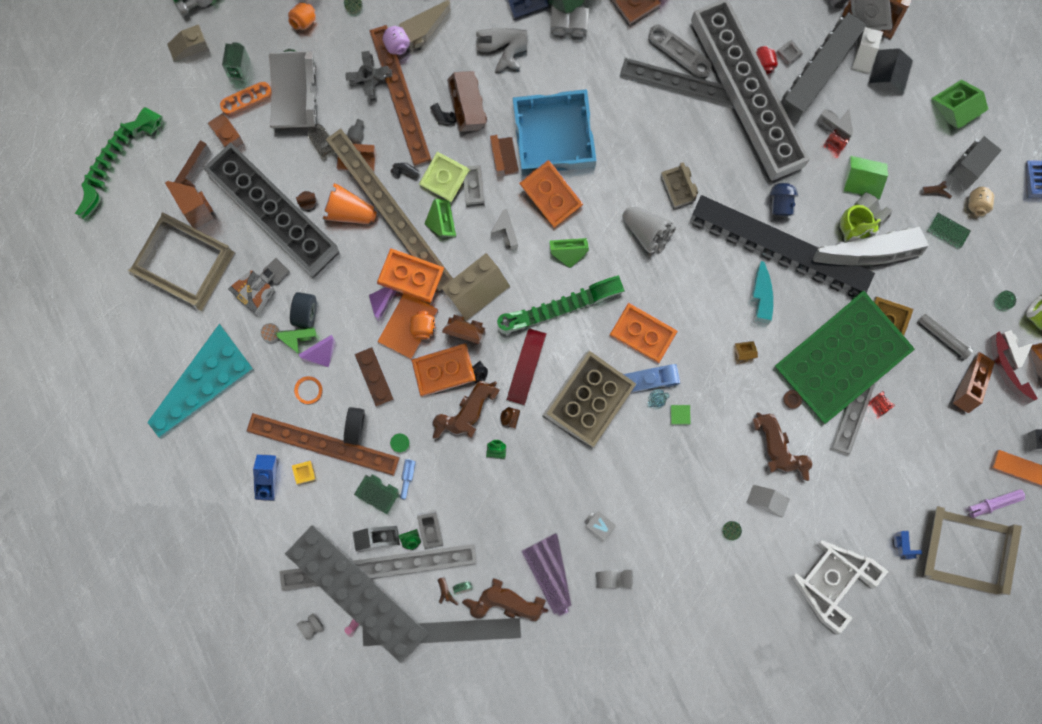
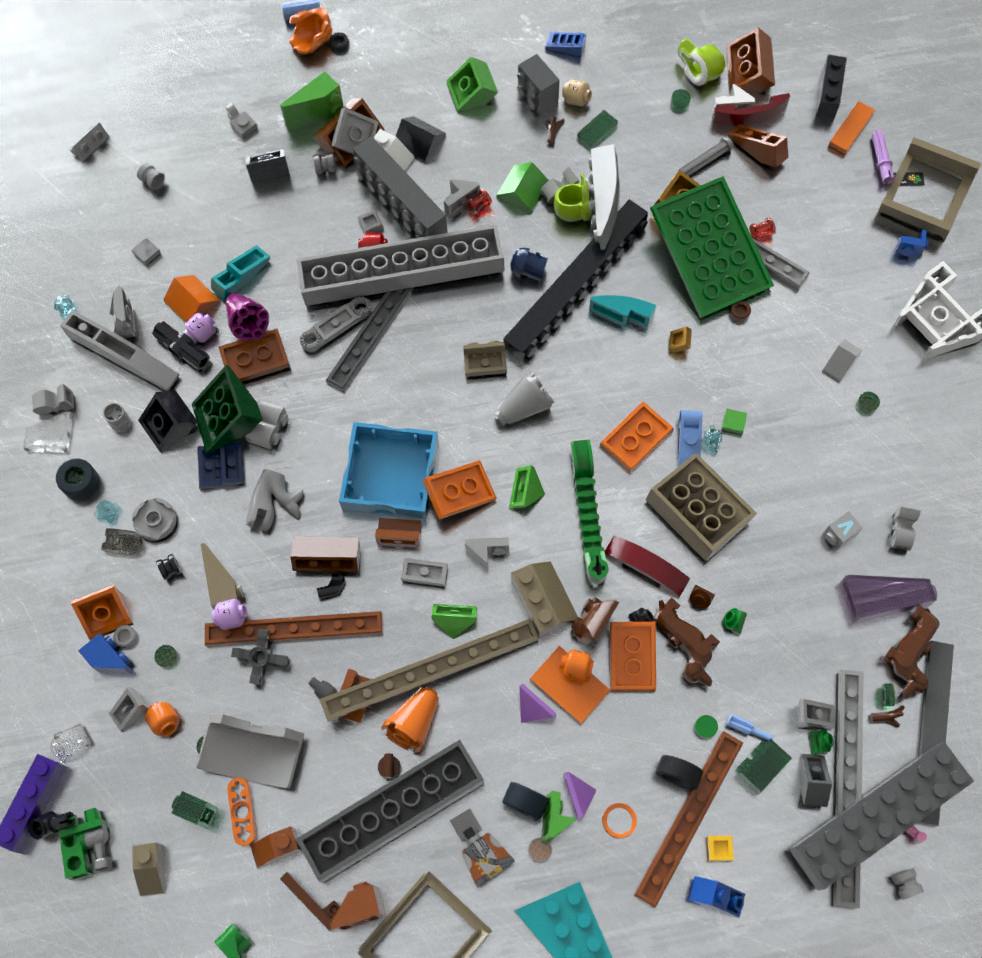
camera: 70 degrees left, 10 degrees down
(317, 136) = (315, 736): clear smoke plate -> none
(374, 377) = (621, 738): reddish brown plate -> none
(404, 167) = (382, 642): black arm -> none
(410, 275) = (515, 664): orange tile -> none
(444, 176) = (406, 601): yellowish green tile -> none
(777, 447) = (790, 334): reddish brown animal -> none
(982, 535) = (912, 179): none -> black sticker

